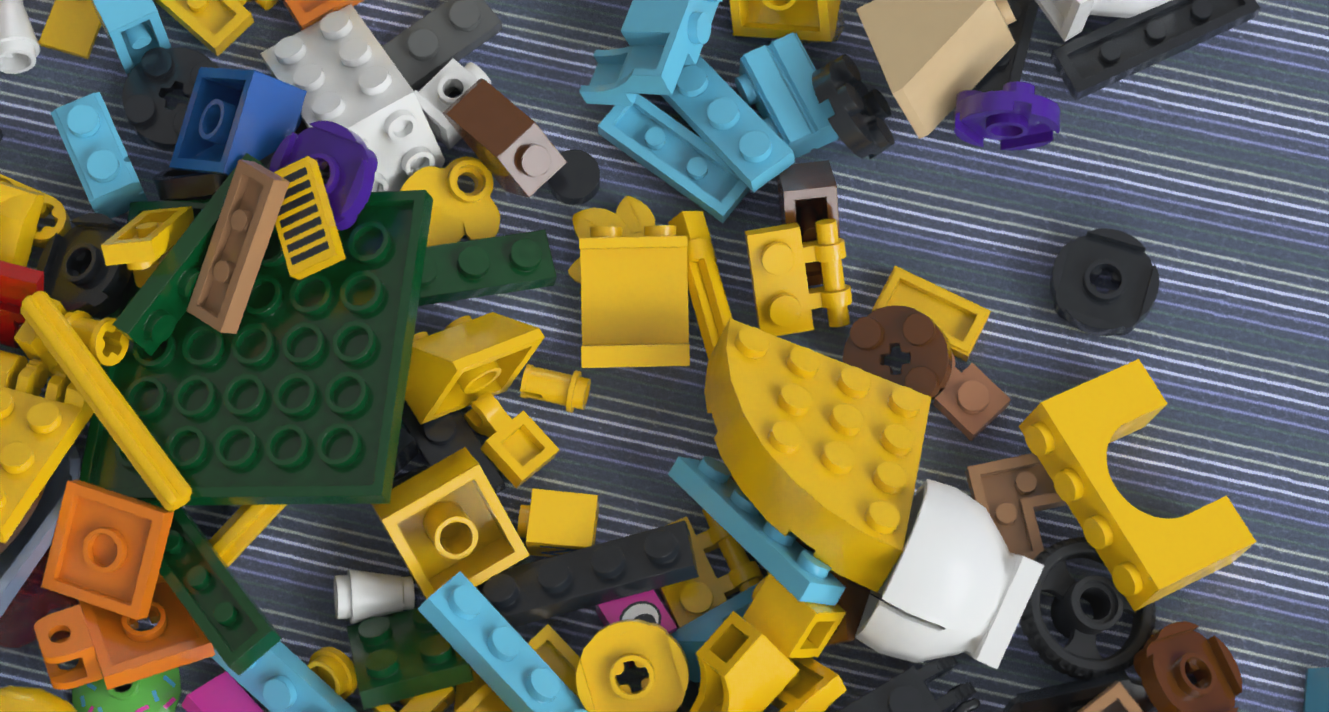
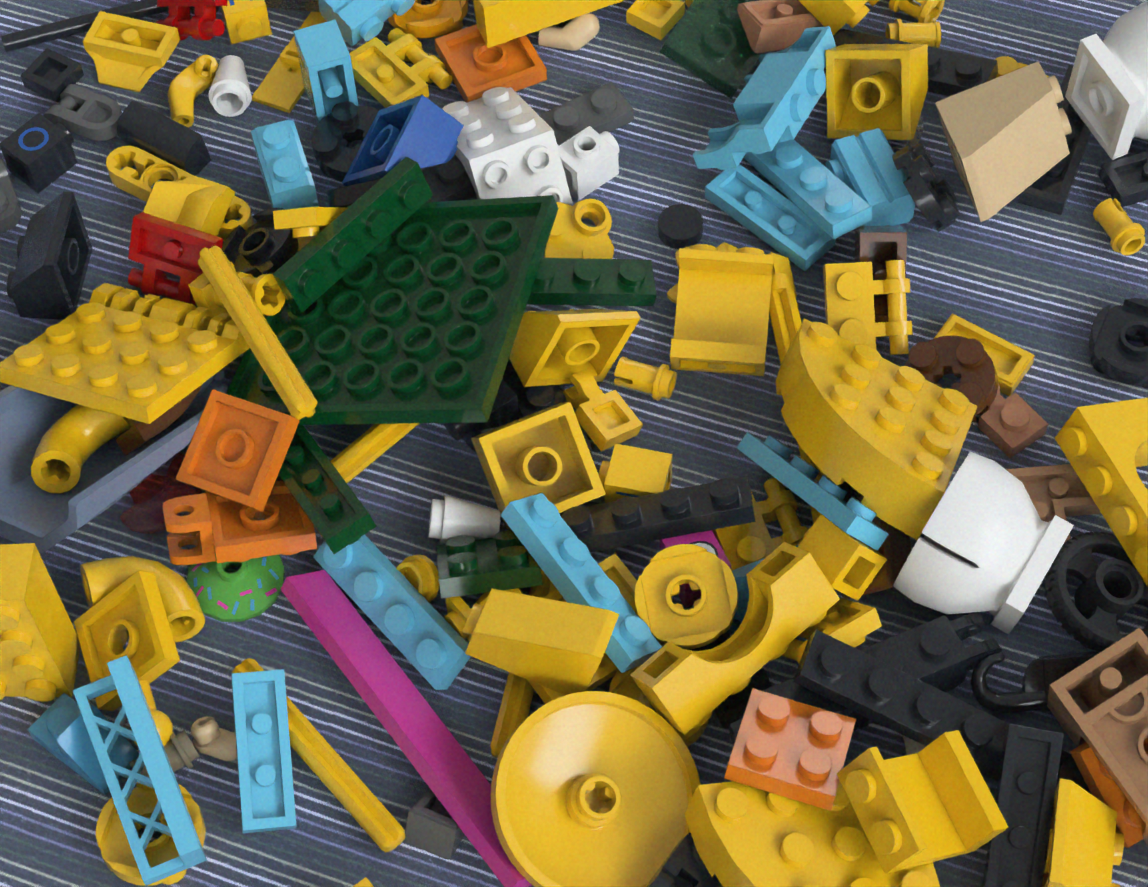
camera: 10 degrees right, 15 degrees down
(237, 246) = (387, 220): medium nougat plate -> none
(306, 221) = (446, 203): yellow tile -> none
(349, 161) = (480, 194): dark purple plate -> none
(504, 139) = (625, 184): reddish brown slope -> none
(1009, 115) = (1039, 198): dark purple plate -> none
(1079, 133) = (1124, 234): none -> yellow pin

